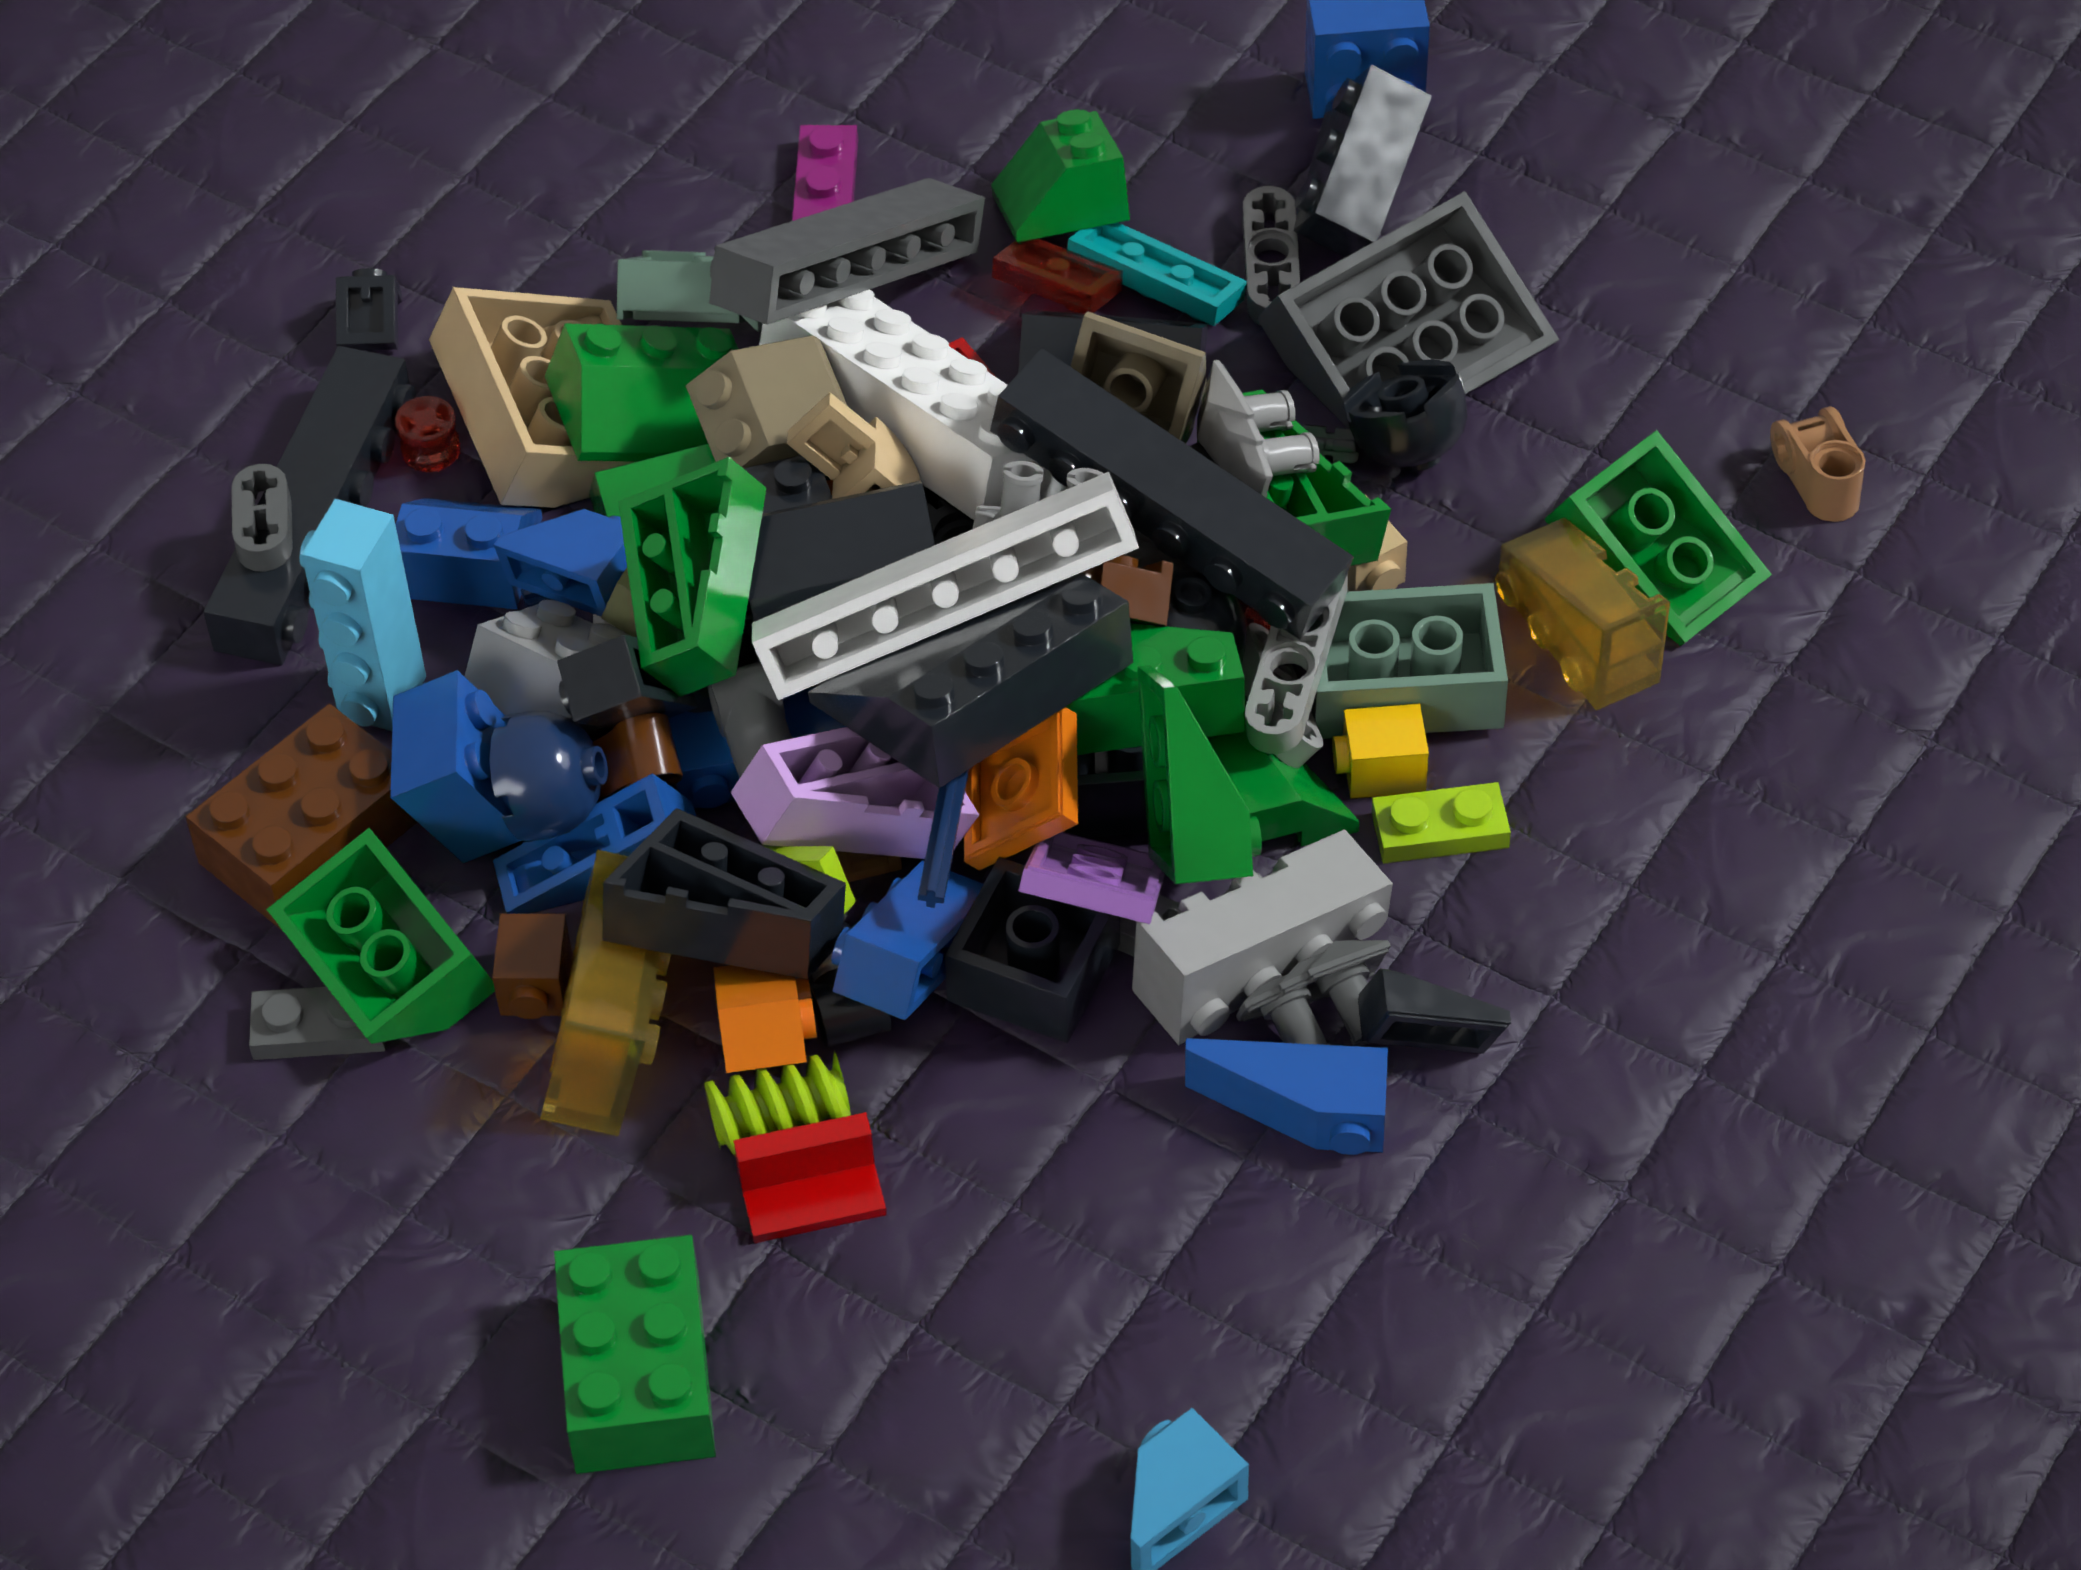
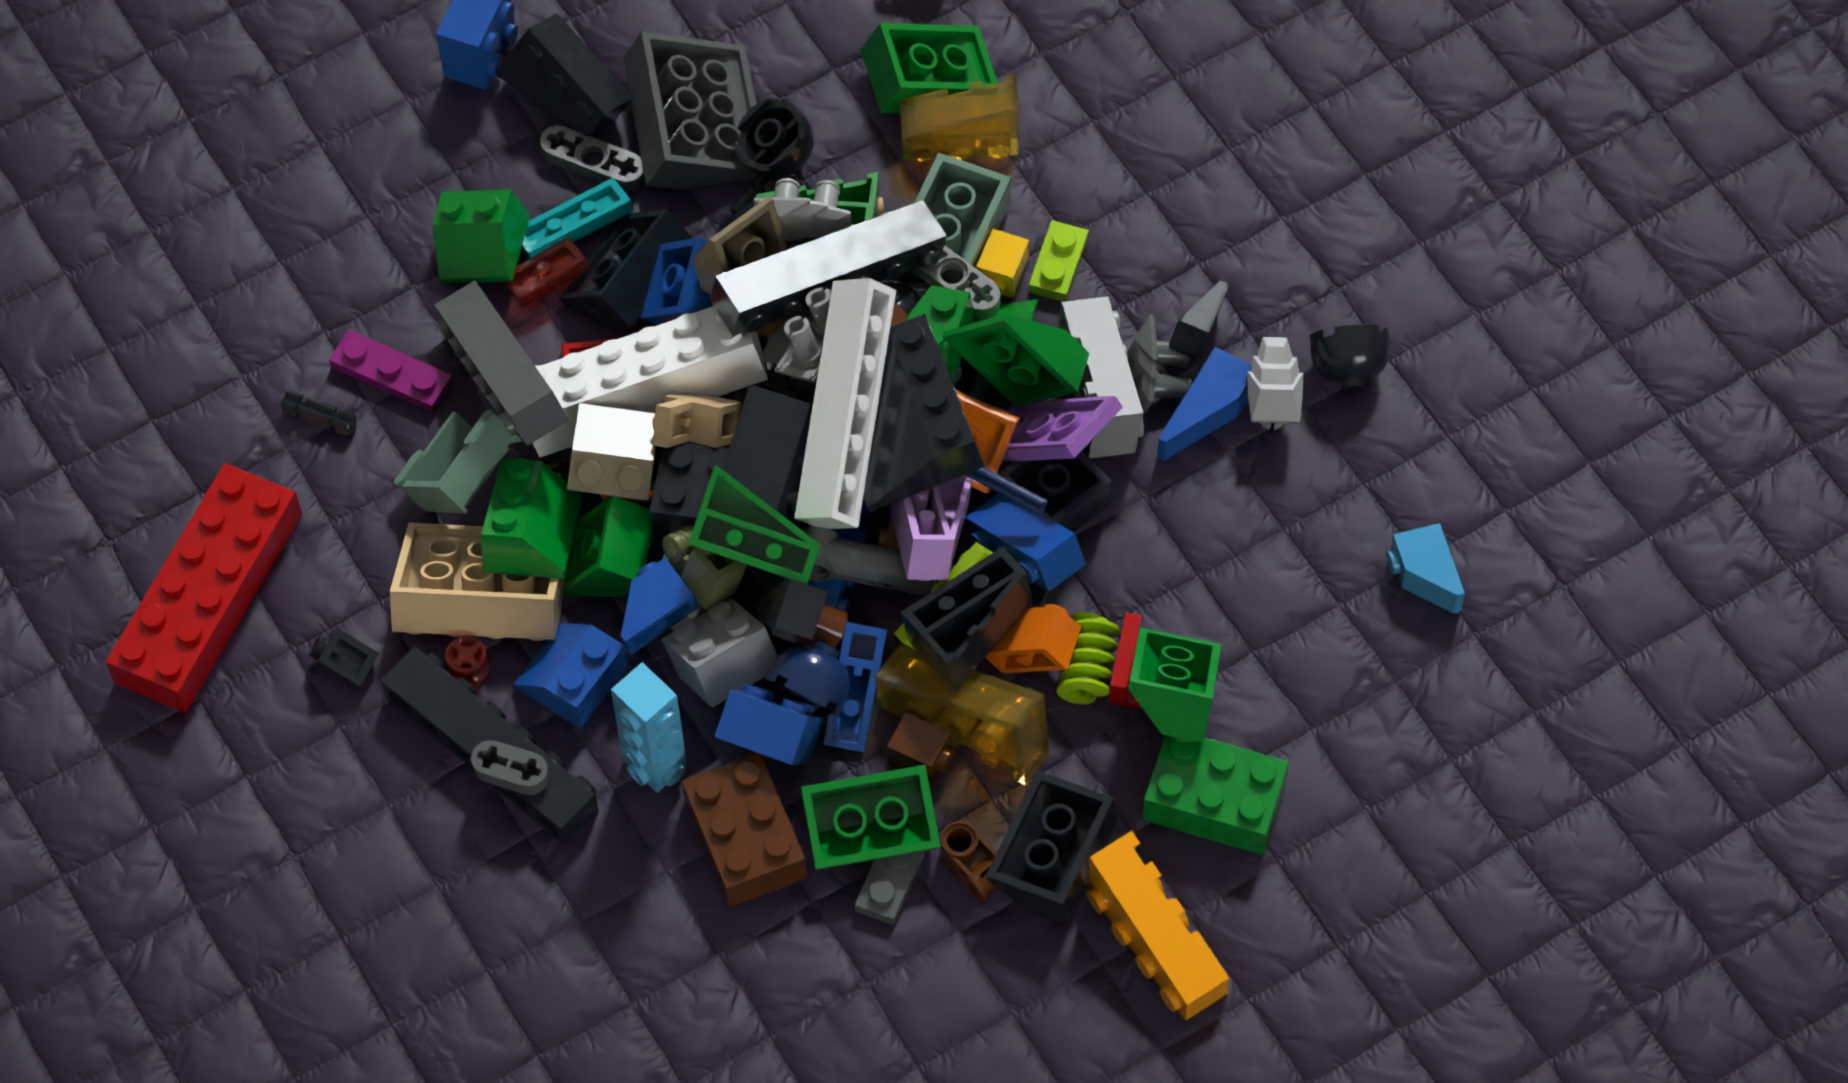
camera: 65 degrees left, 10 degrees up
(363, 1358) = (1154, 928): none -> light orange wedge
(377, 1109) = (970, 865): none -> reddish brown piece
(399, 141) = (204, 588): none -> red brick
(434, 1179) = (1050, 846): none -> black slope
(720, 151) = (319, 413): none -> black axle
(759, 1205) = (1175, 682): none -> green slope
(1366, 1149) = (1275, 385): none -> light grey connector
(1487, 1235) = (1350, 354): none -> black cylinder

